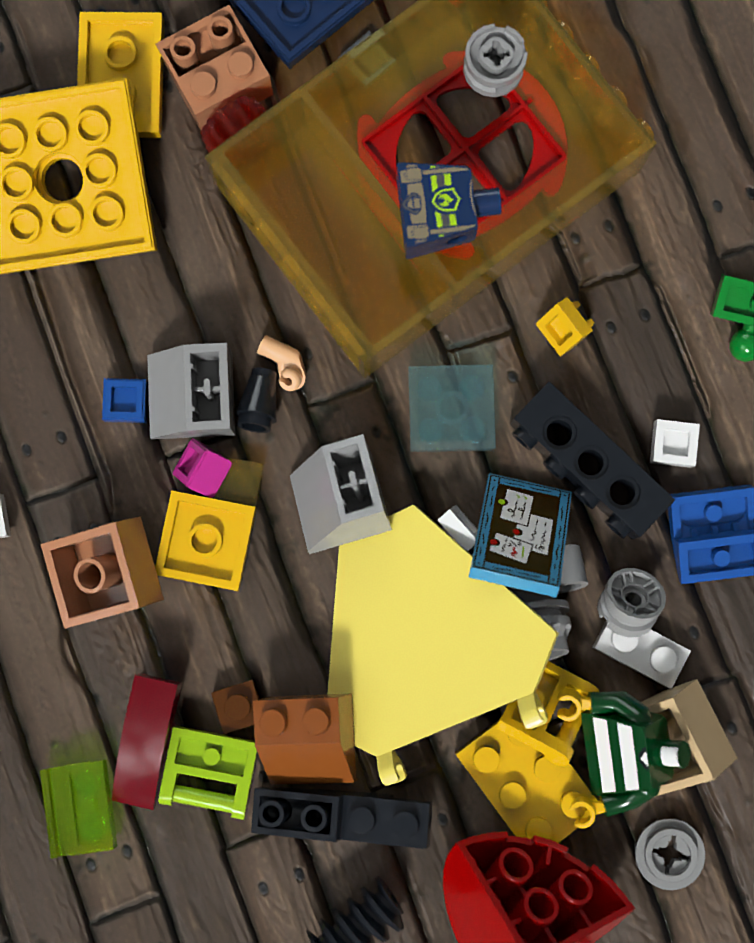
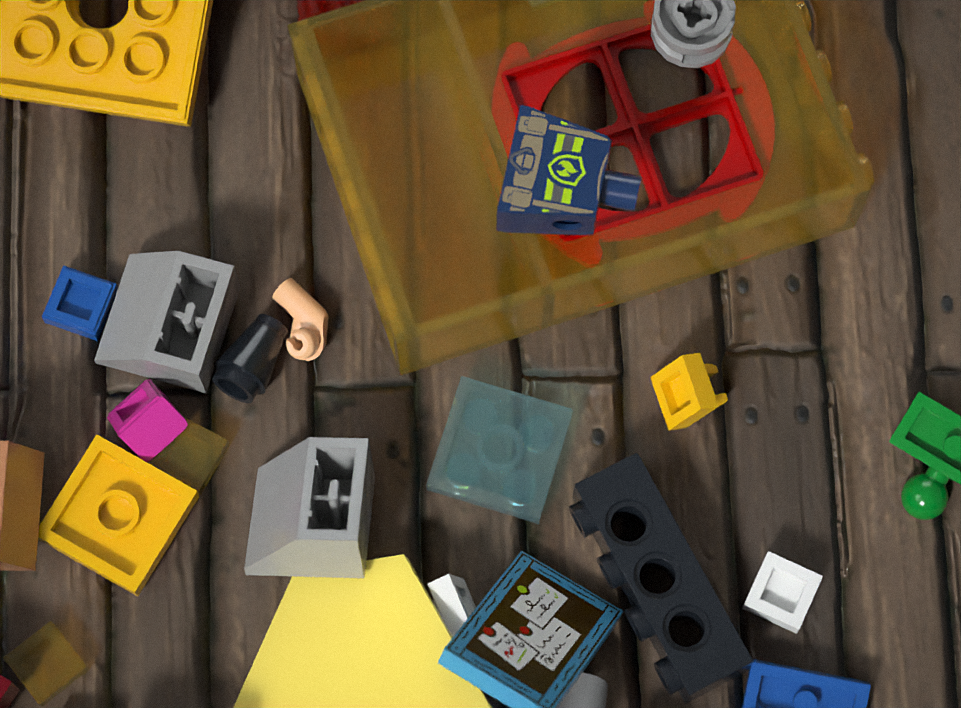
camera: 20 degrees right, 10 degrees down
(193, 657) = (46, 663): none -> clear yellow tile

